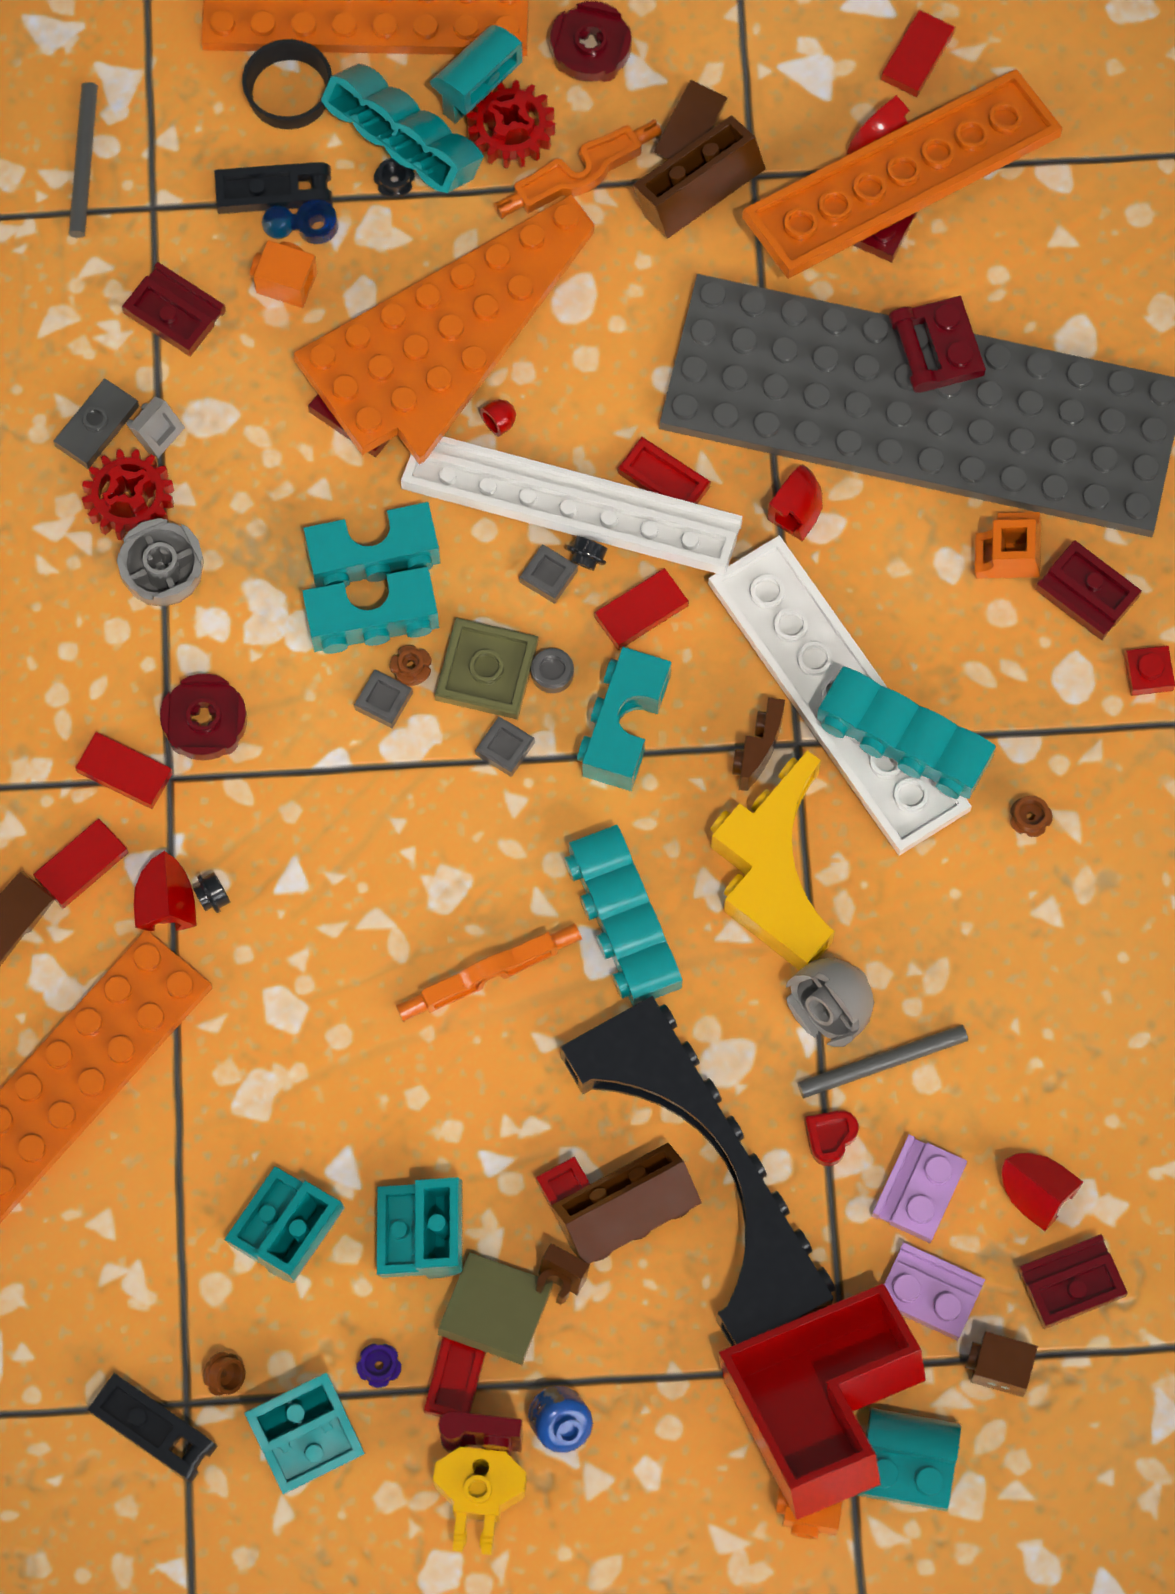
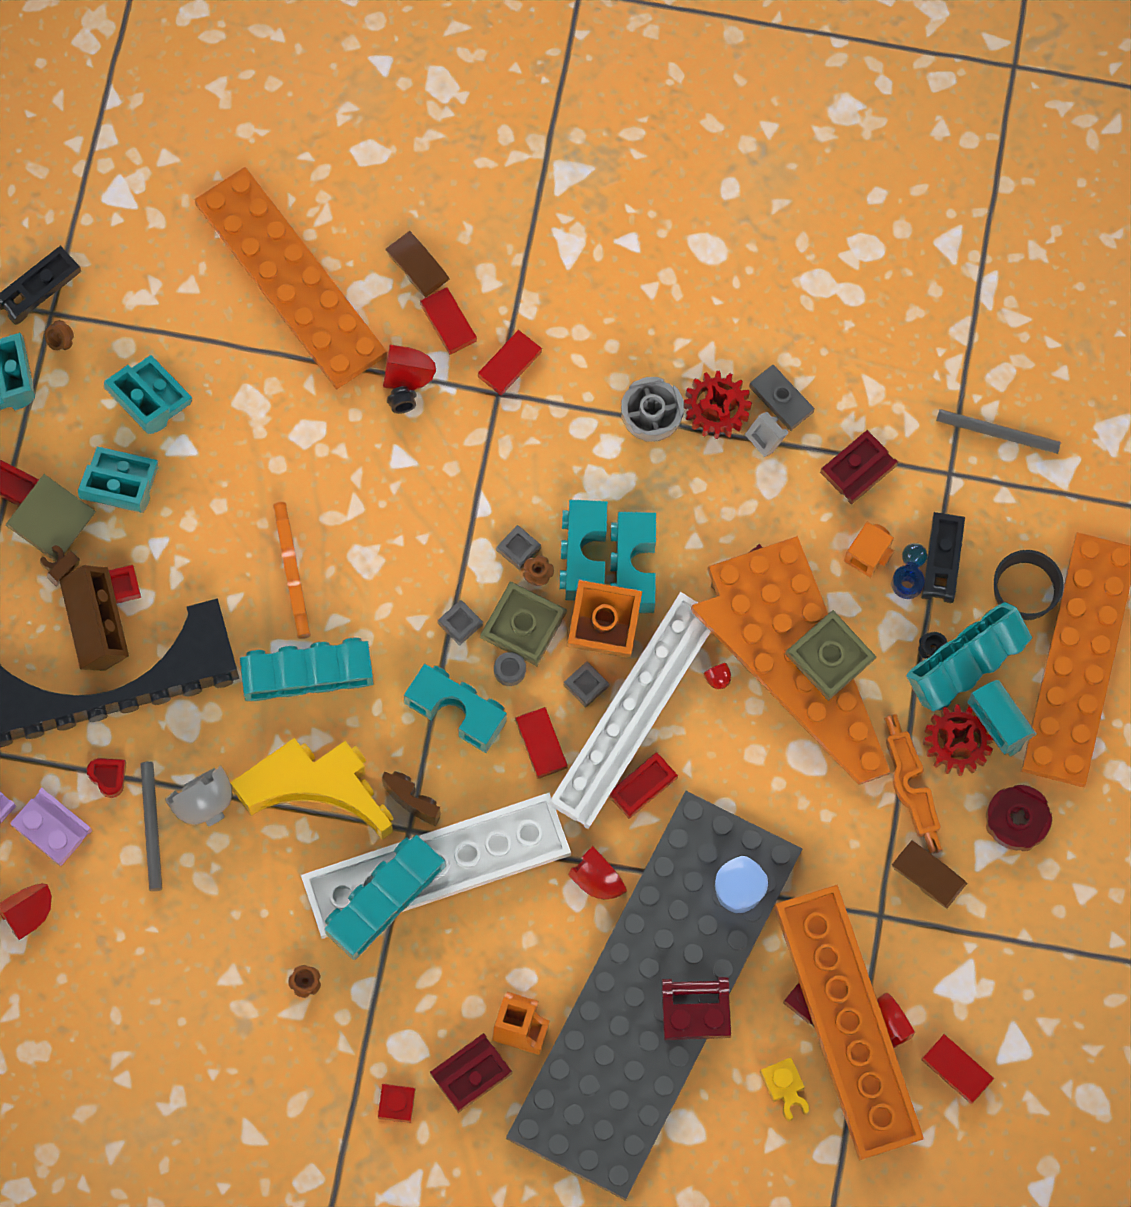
camera: 100 degrees right, 0 degrees up
(186, 700) = (537, 439): dark red plate -> none
(376, 1353) = (36, 428): dark purple plate -> none
(445, 280) = (830, 655): none -> olive tile
(469, 557) = (604, 619): none -> orange slope
(587, 553) = (592, 712): black plate -> none
(699, 176) = (879, 865): reddish brown brick -> none
(773, 320) = (740, 884): none -> light blue hair
(994, 238) = (784, 1083): none -> yellow plate

